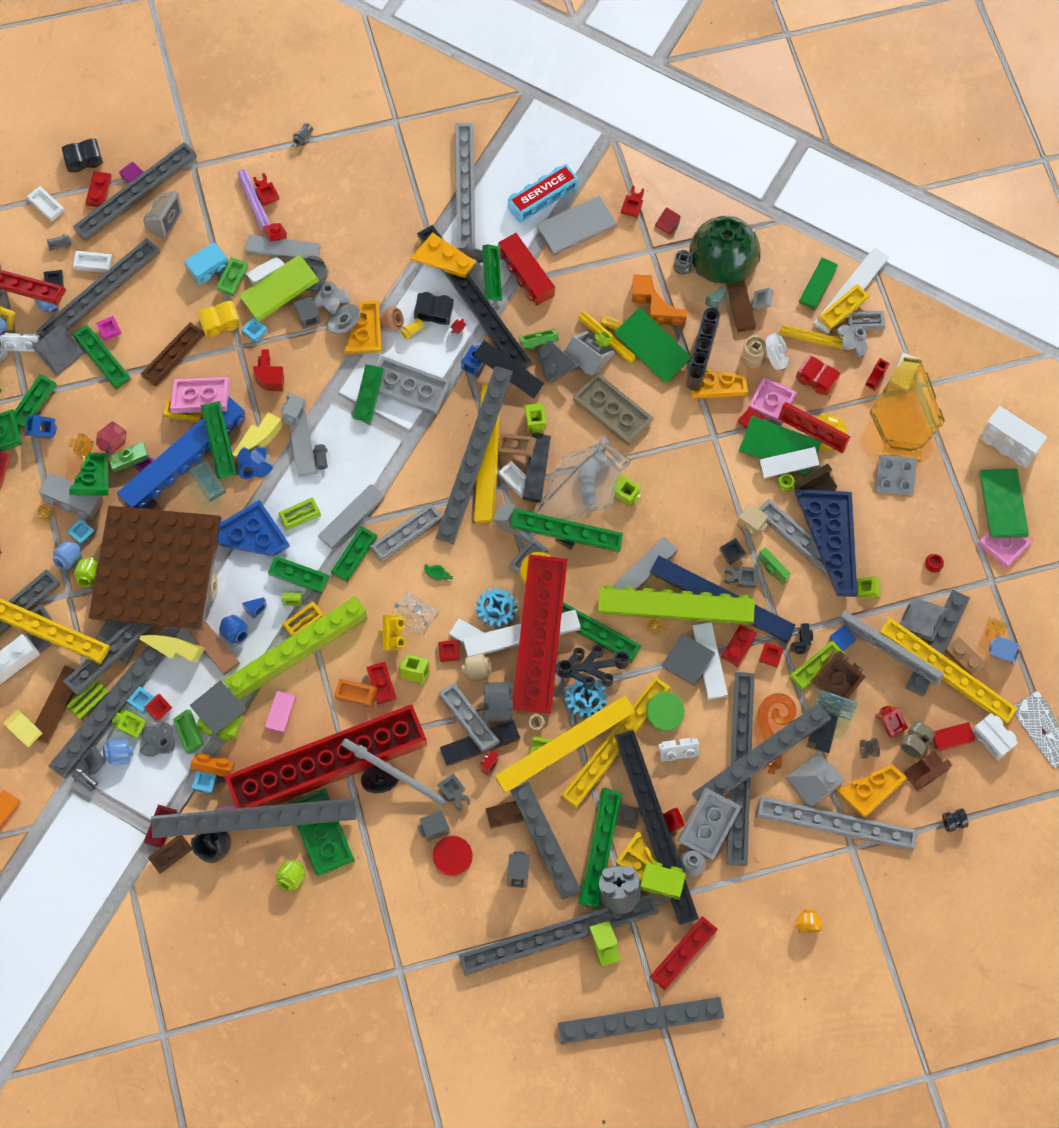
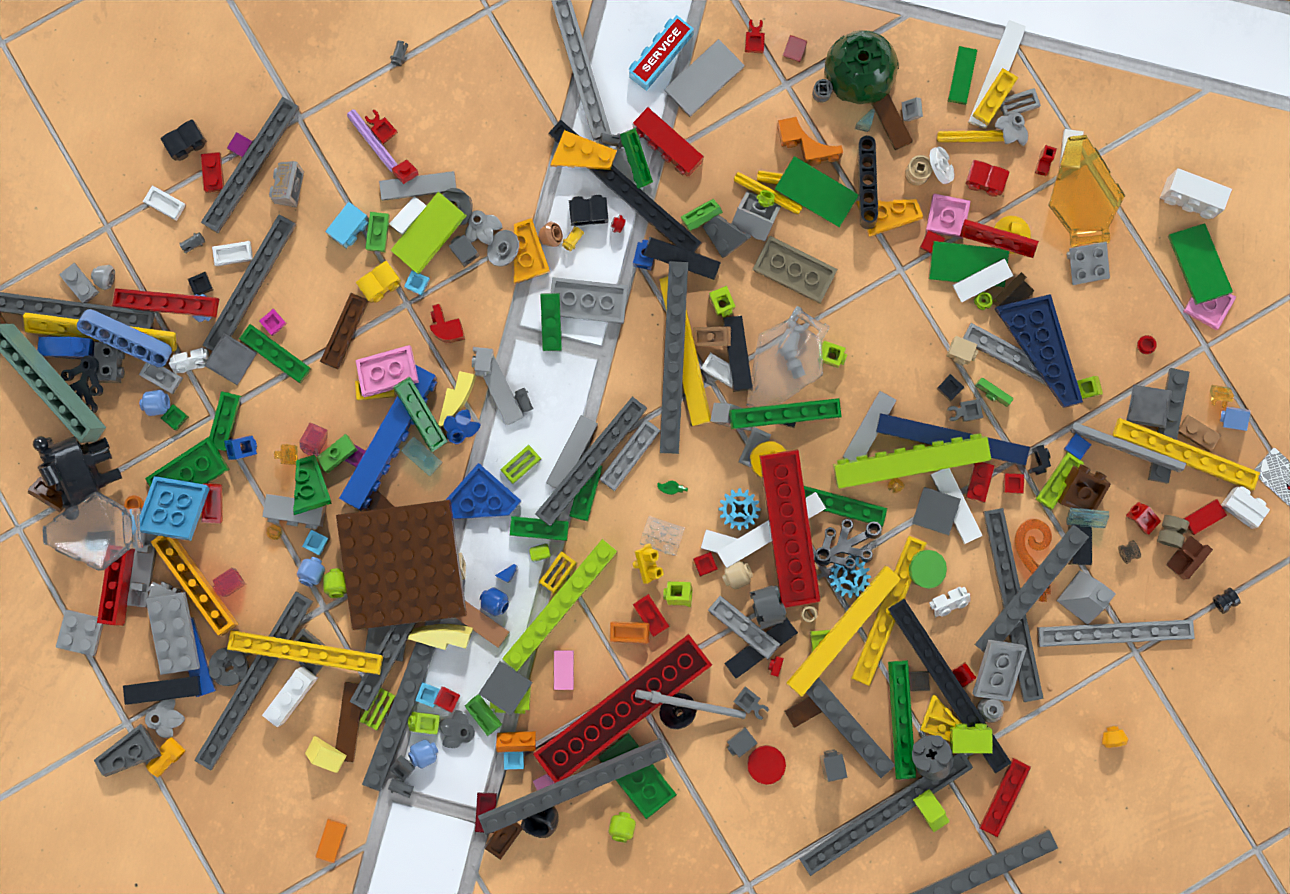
camera: 10 degrees left, 15 degrees up
(366, 526) = (591, 461): none -> dark grey plate
(871, 791) = (1141, 592): light orange wing -> none

